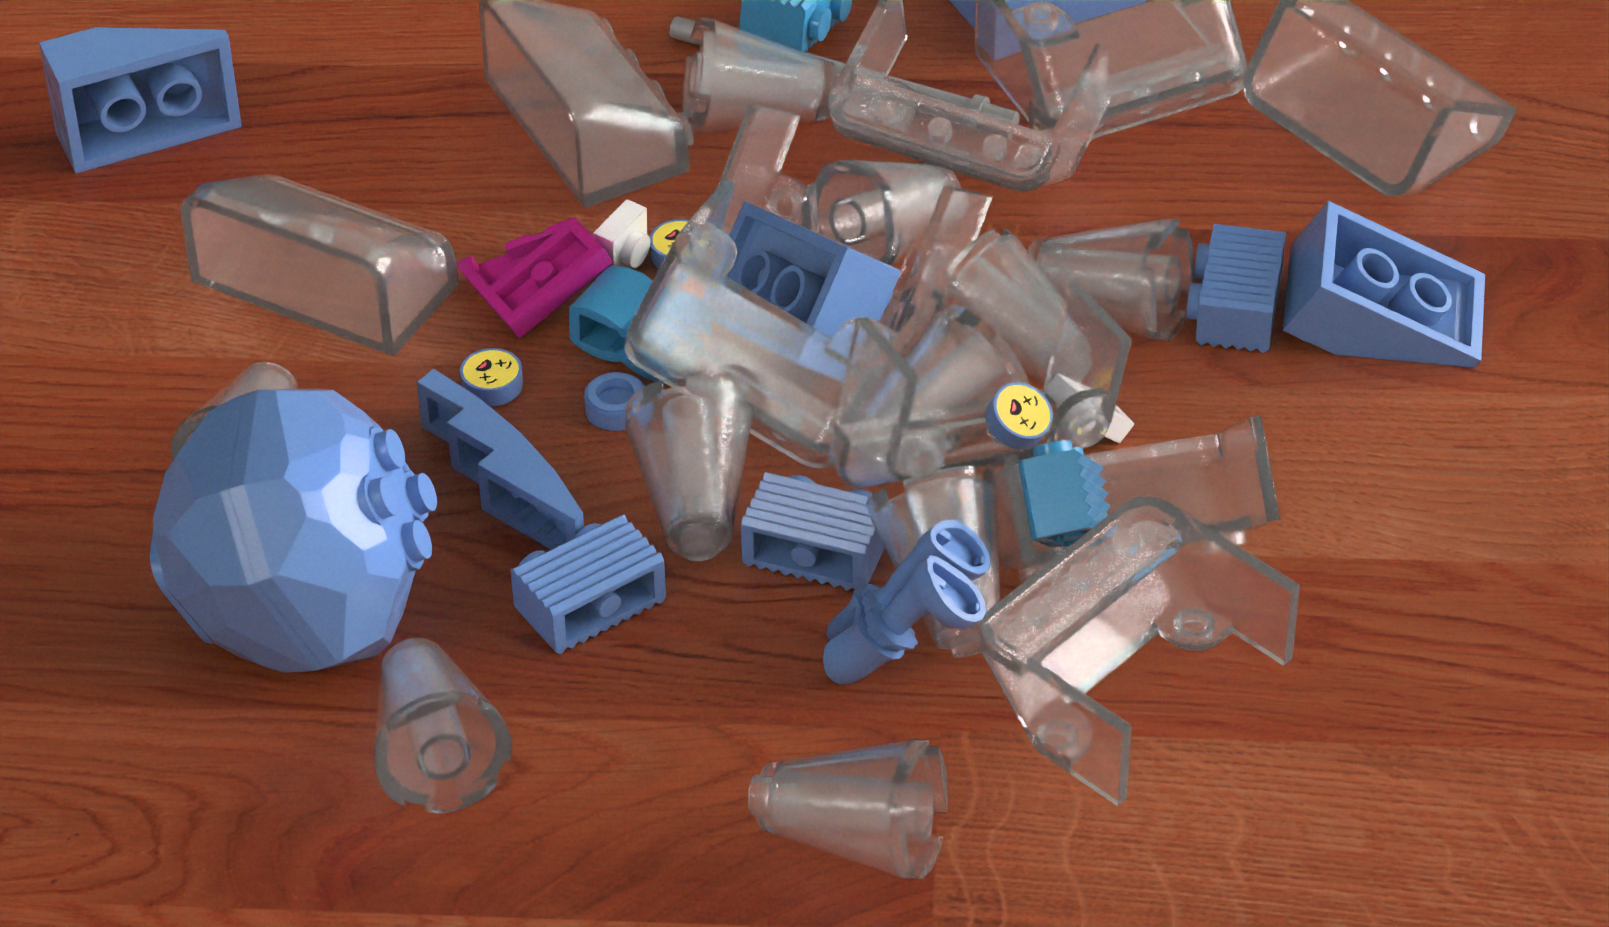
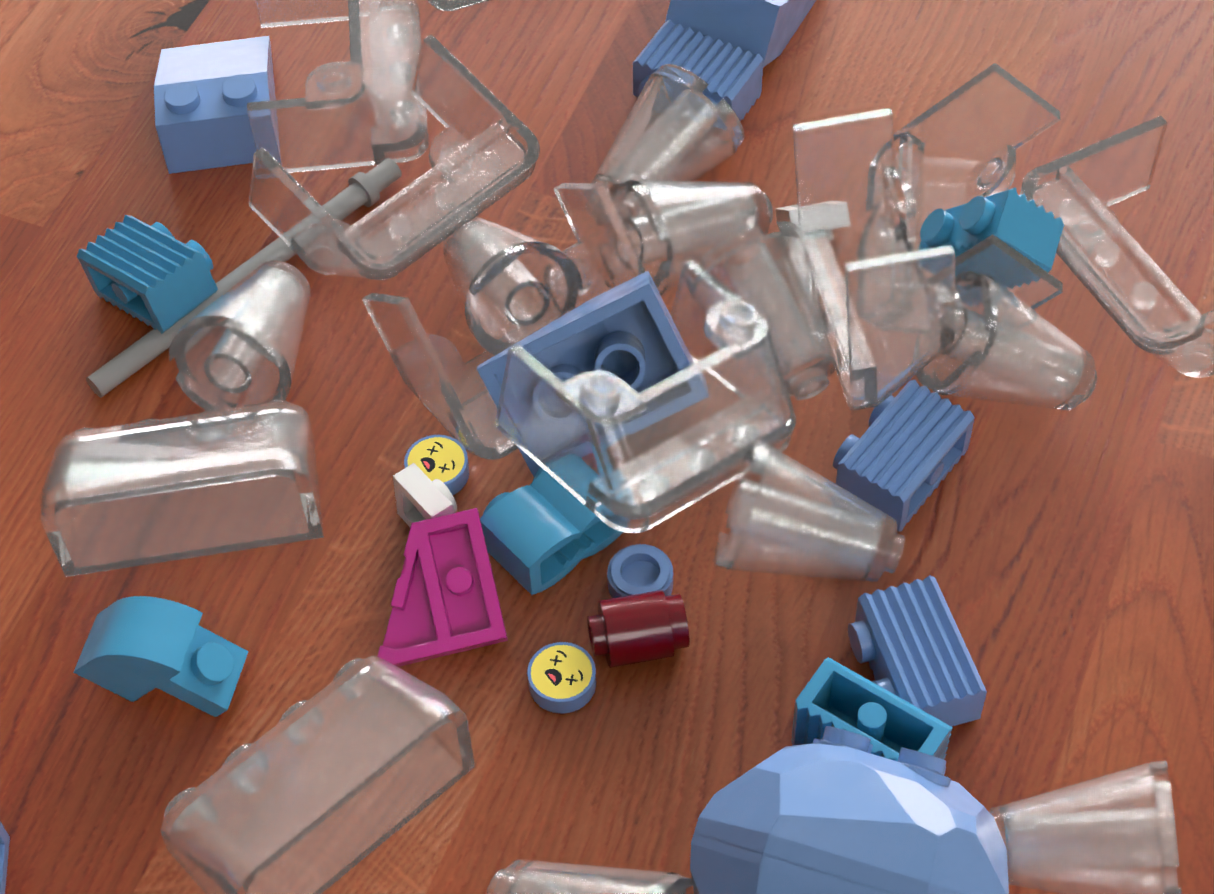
camera: 70 degrees left, 10 degrees up
(409, 140) = (159, 645): none -> dark azure brick
(479, 550) = (857, 705): none -> dark azure brick
(510, 472) = (740, 684): medium blue slope -> none
(550, 402) = (638, 628): none -> dark red brick
(927, 582) = (1092, 427): medium blue piece -> none
(1018, 415) = (849, 244): tile -> none

